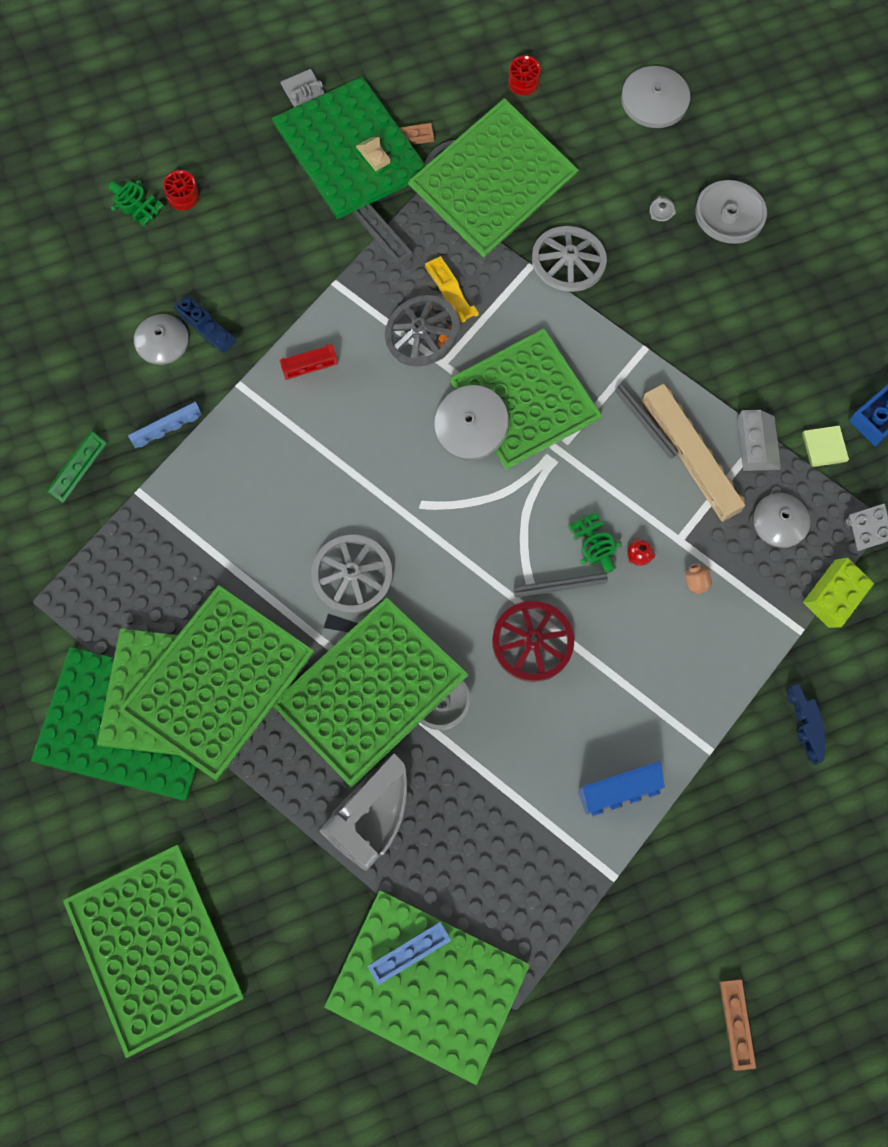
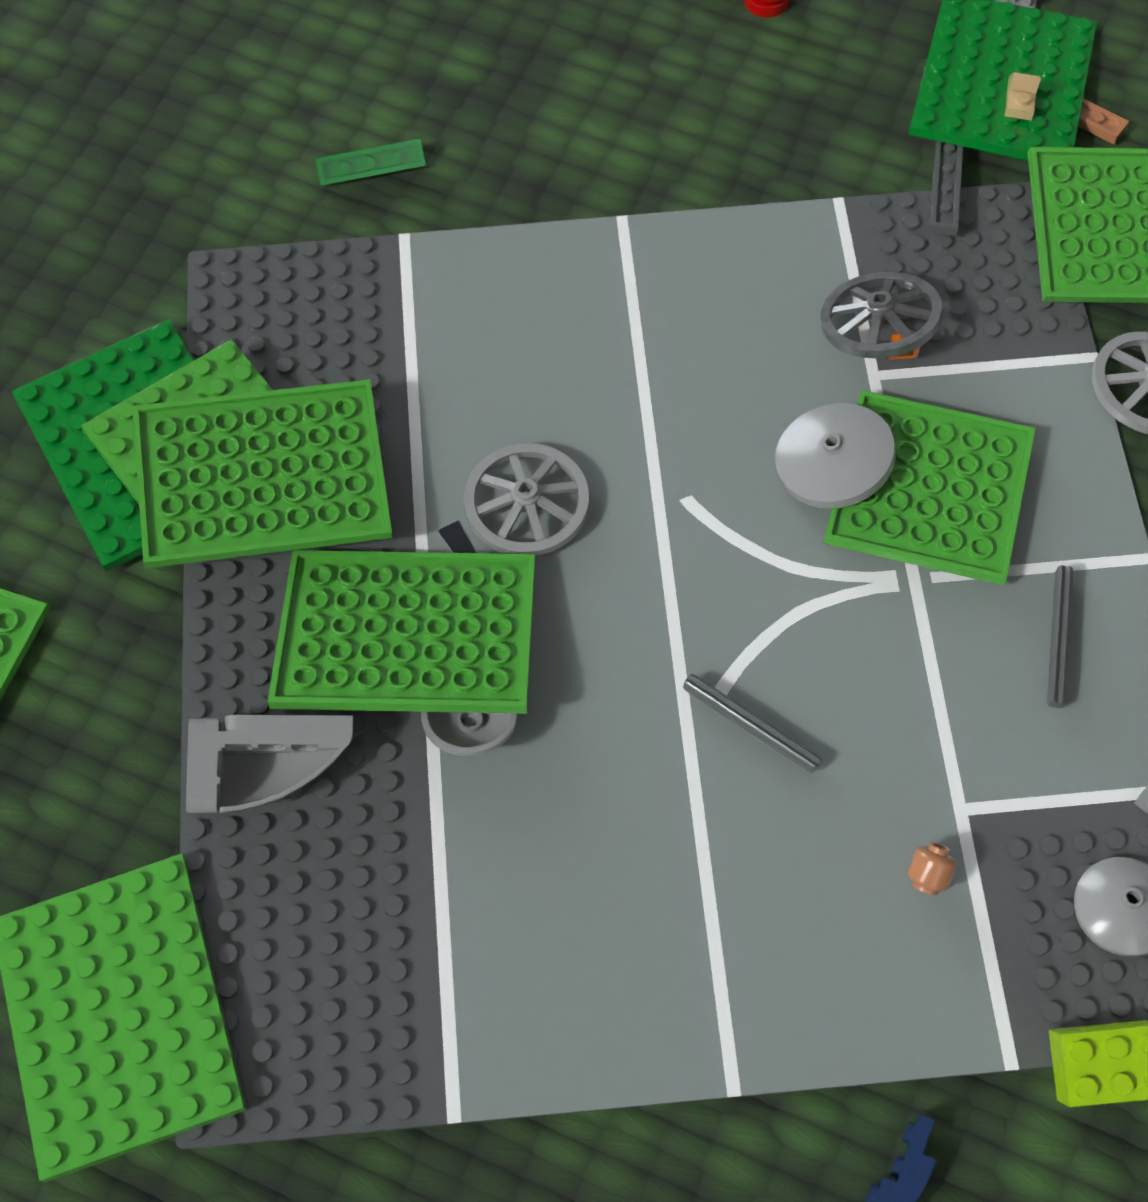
camera: 50 degrees right, 10 degrees down
(159, 428) = (501, 193): medium blue plate -> none
(164, 347) = (591, 114): light grey dish -> none
(204, 325) = (649, 130): dark blue slope -> none
(308, 362) = (717, 249): red container -> none
(409, 953) = (131, 949): medium blue plate -> none
(450, 288) = (964, 300): yellow piece -> none
(533, 646) = (650, 760): dark red wheel -> none
(602, 554) = (841, 727): green torso -> none
(622, 788) = (568, 1017): blue slope -> none
(640, 557) = (889, 783): red piece -> none
(693, 452) = (1084, 723): tan brick -> none

